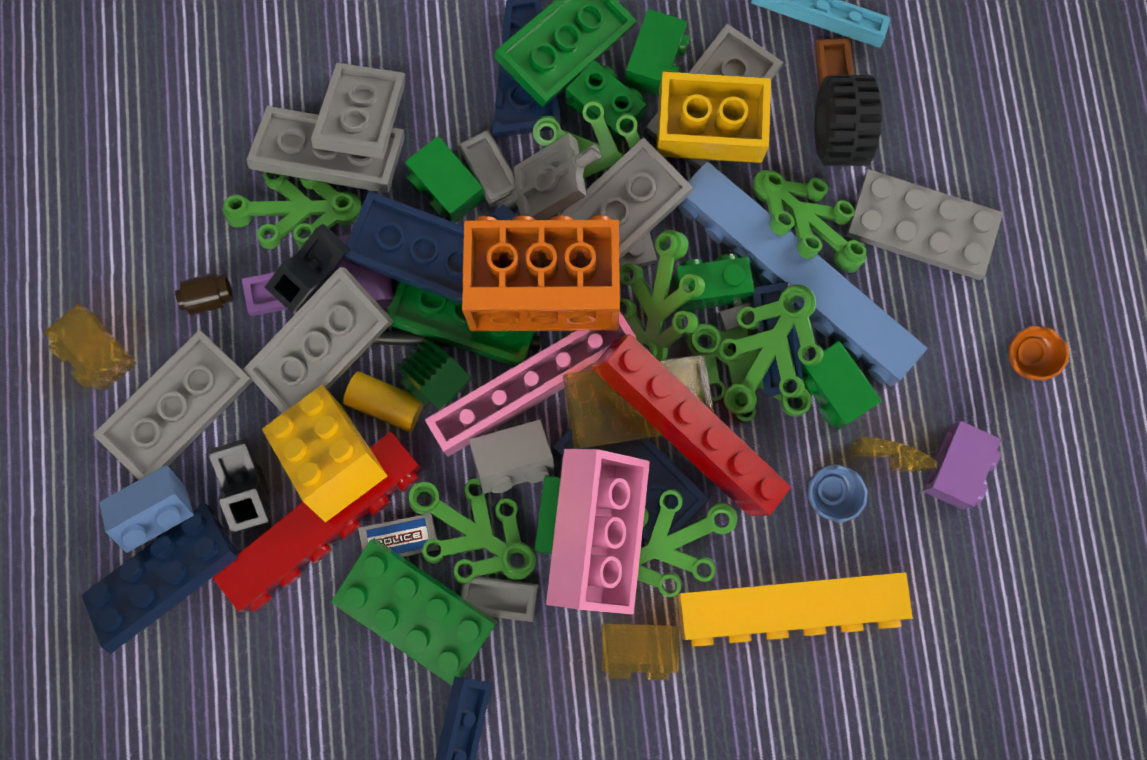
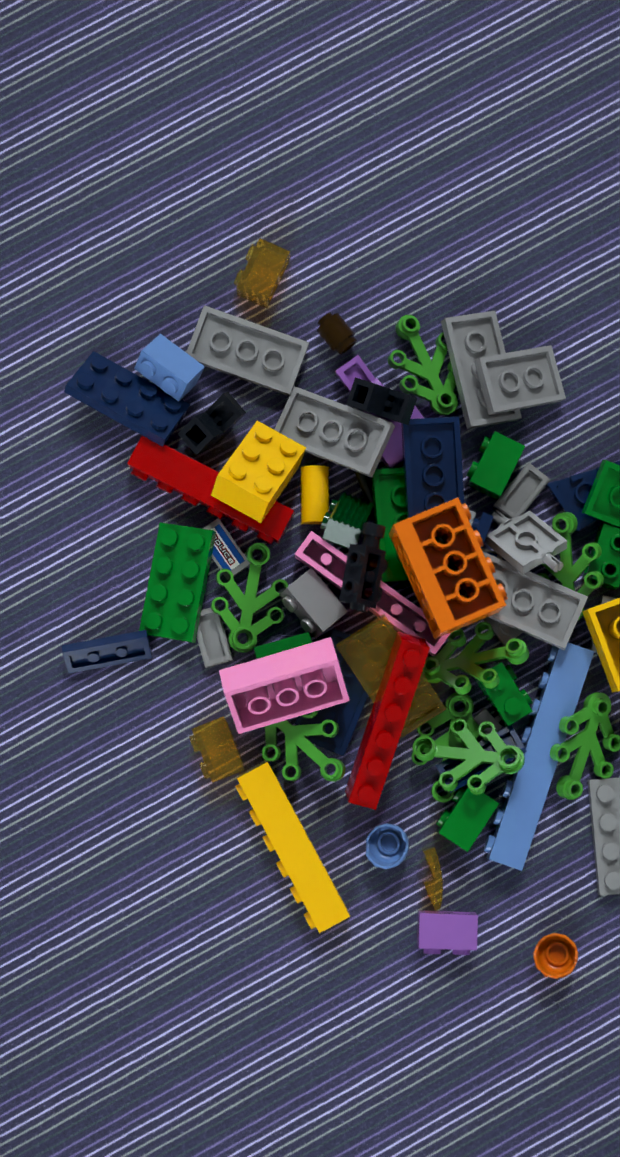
camera: 70 degrees right, 5 degrees up
(502, 380) = (364, 570): none -> black brick

